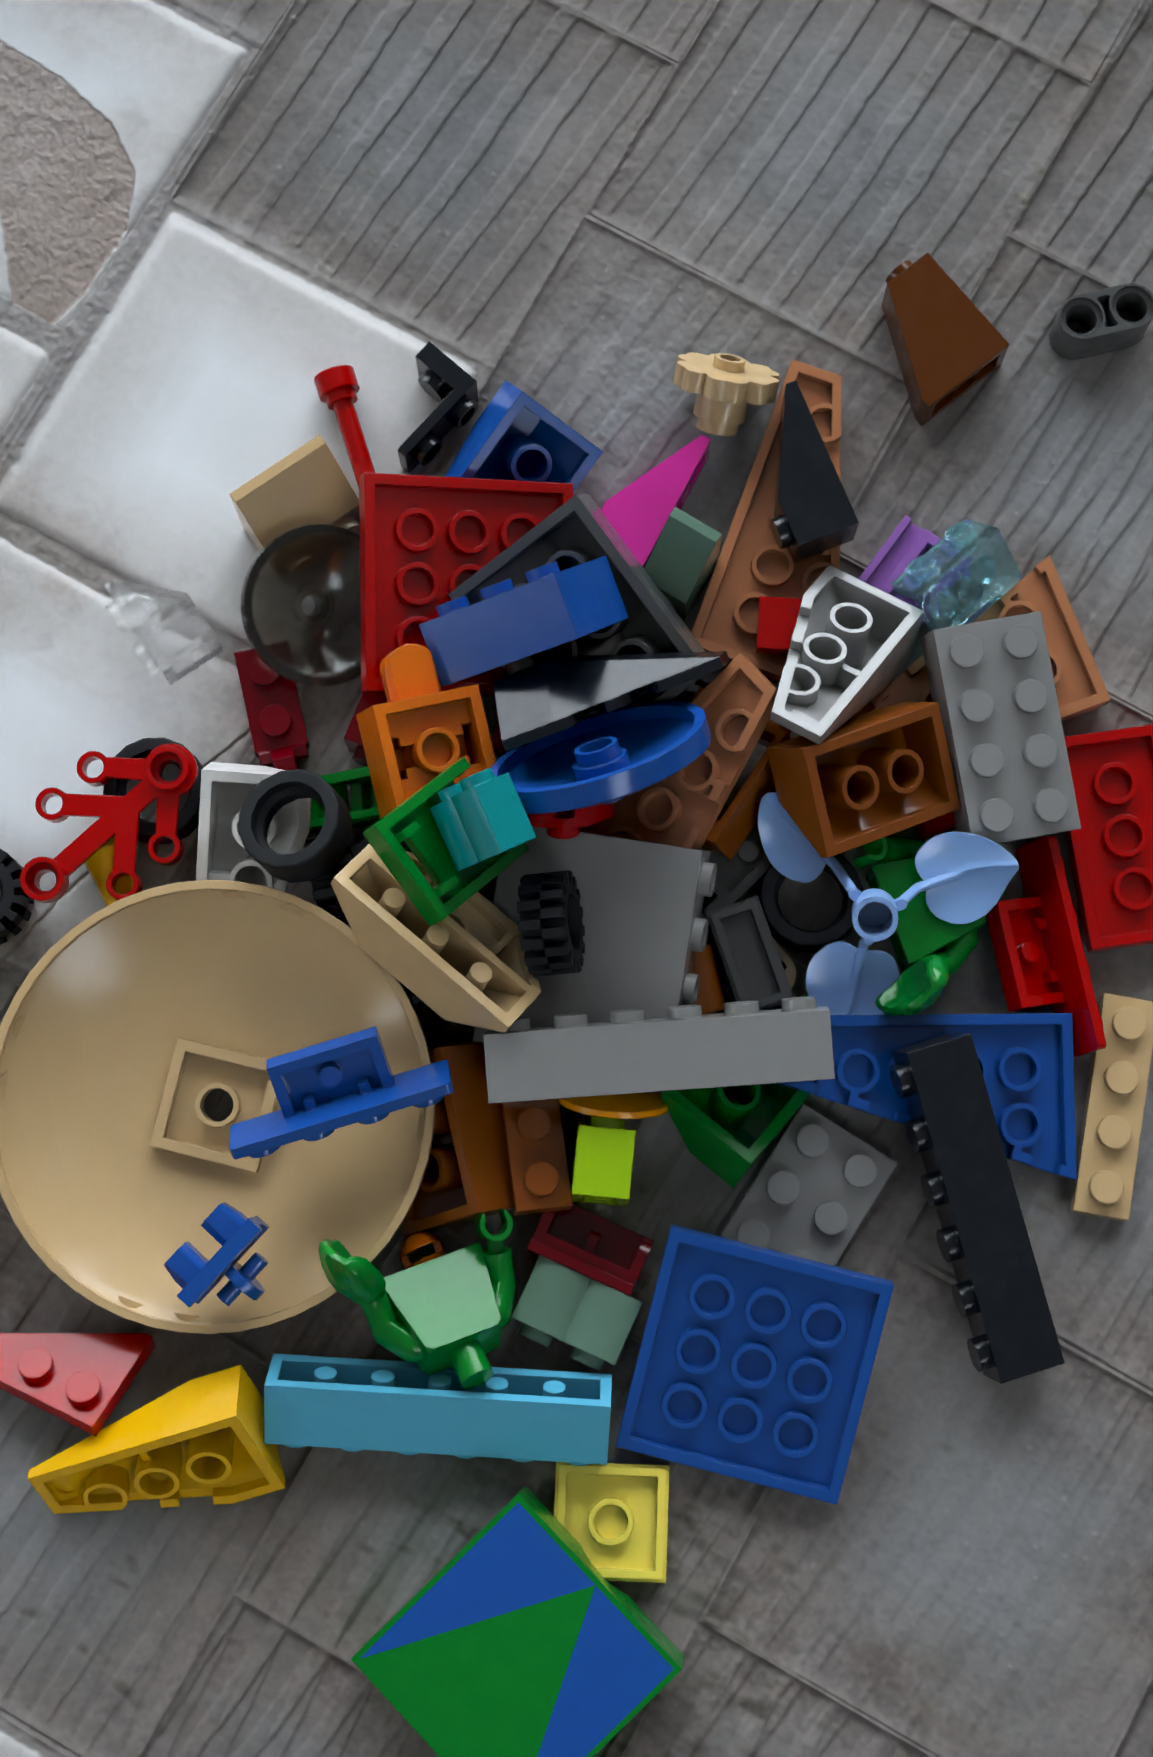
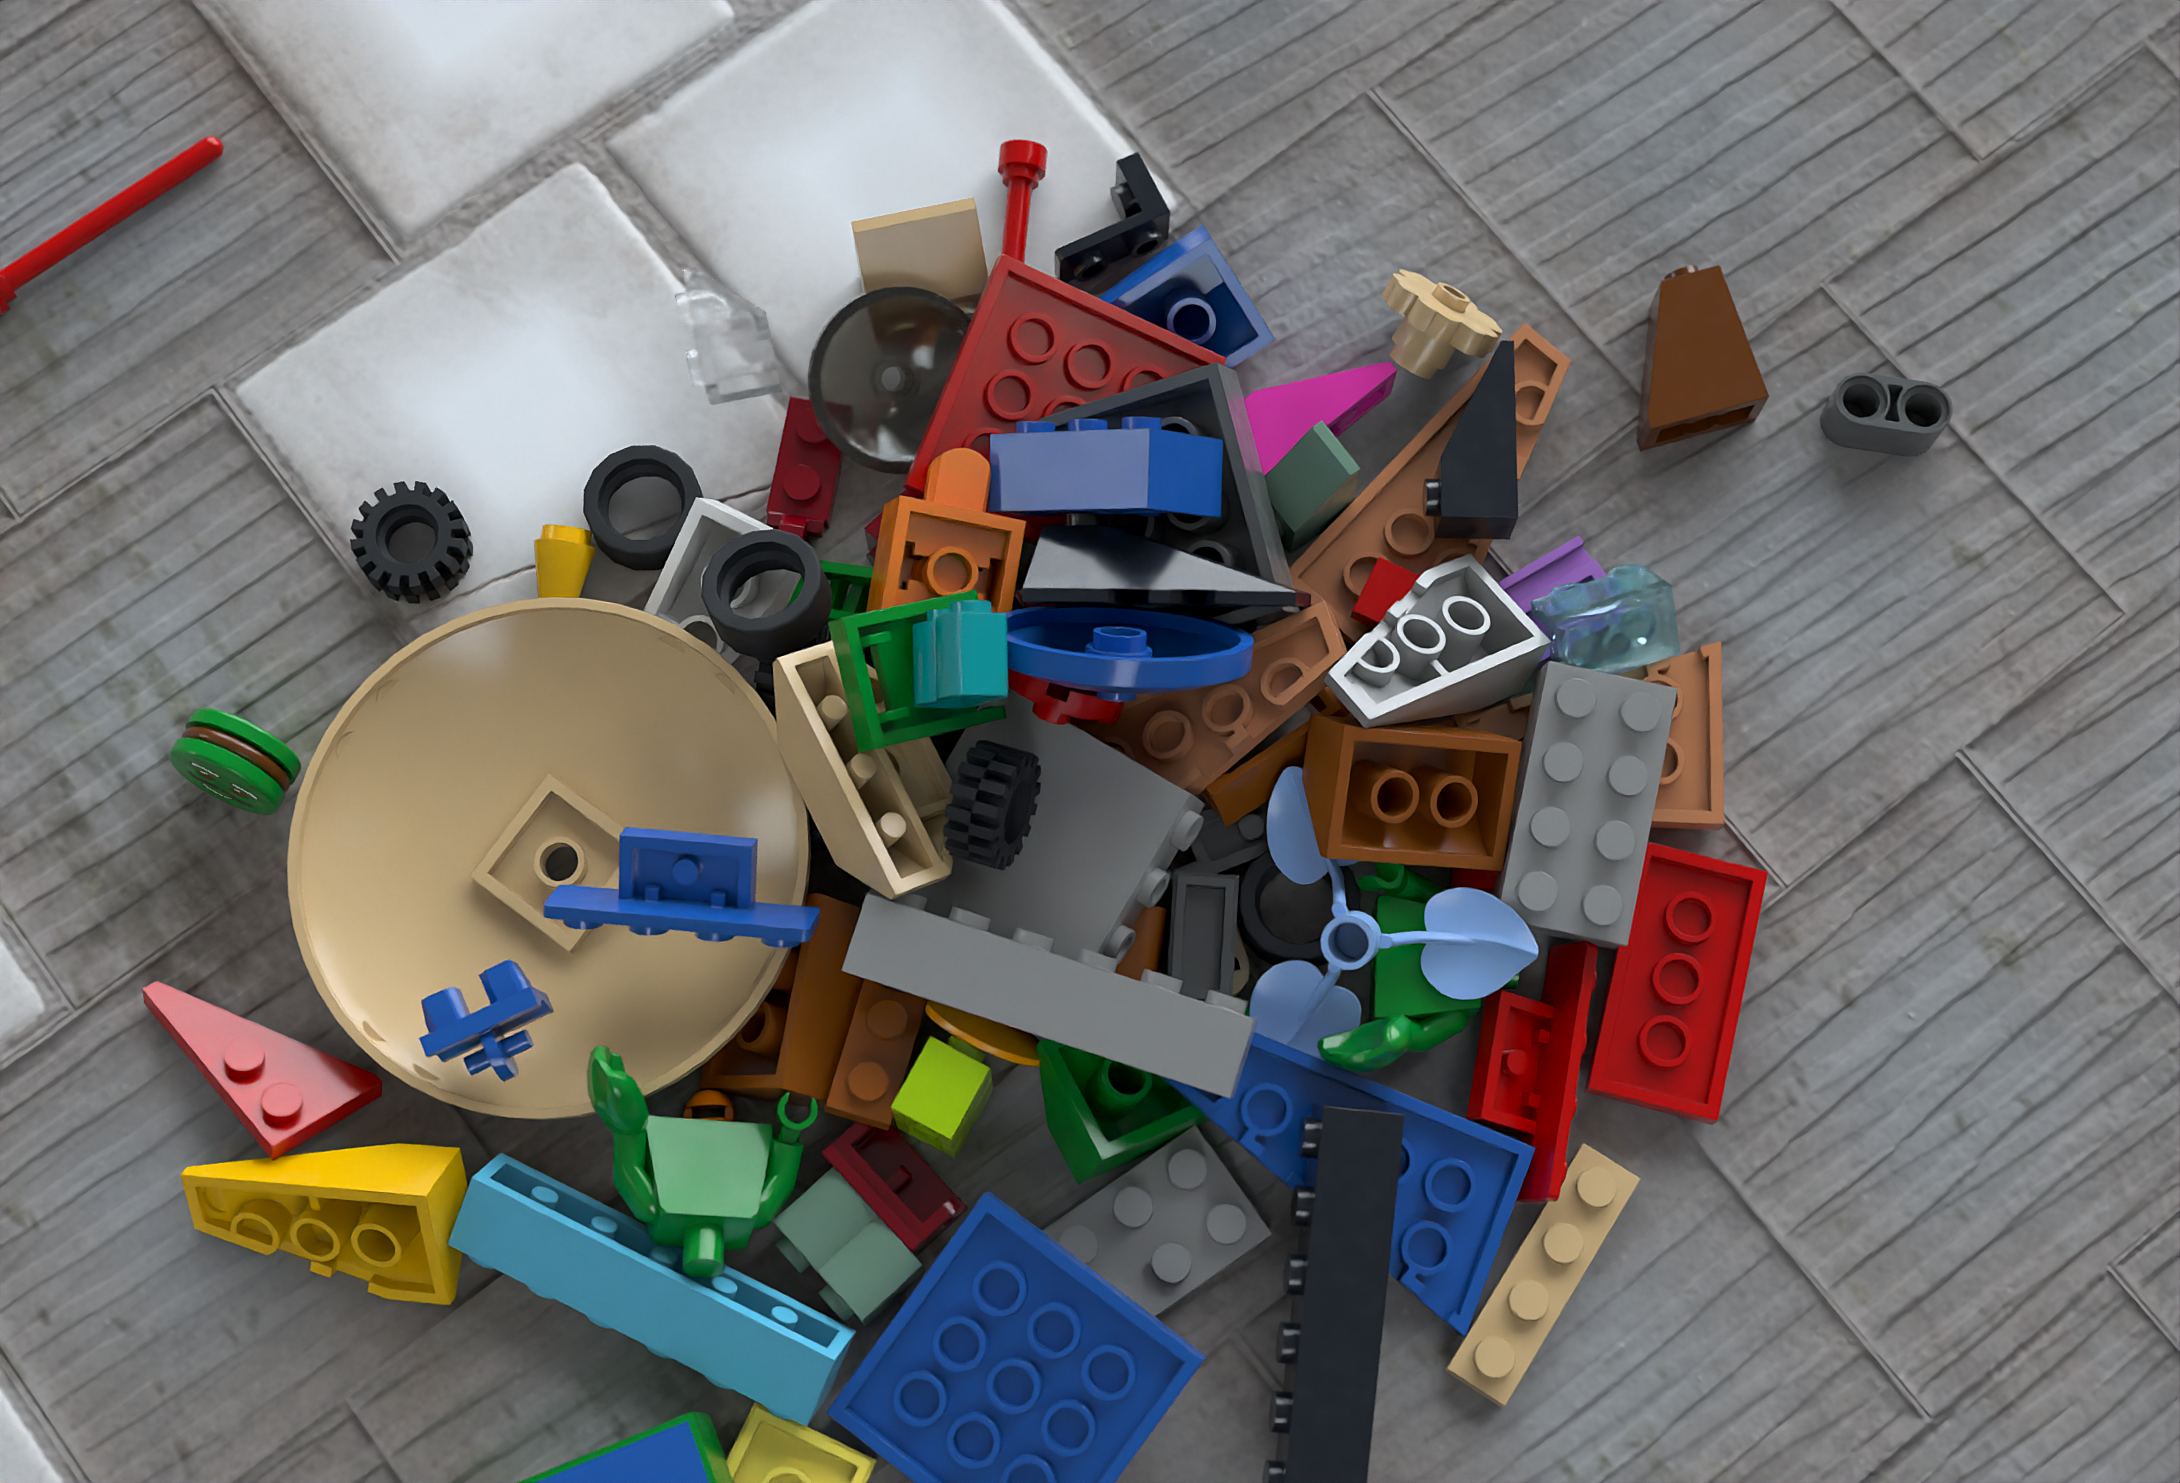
camera: 20 degrees right, 5 degrees down
(117, 817) = (587, 515): red plant -> none

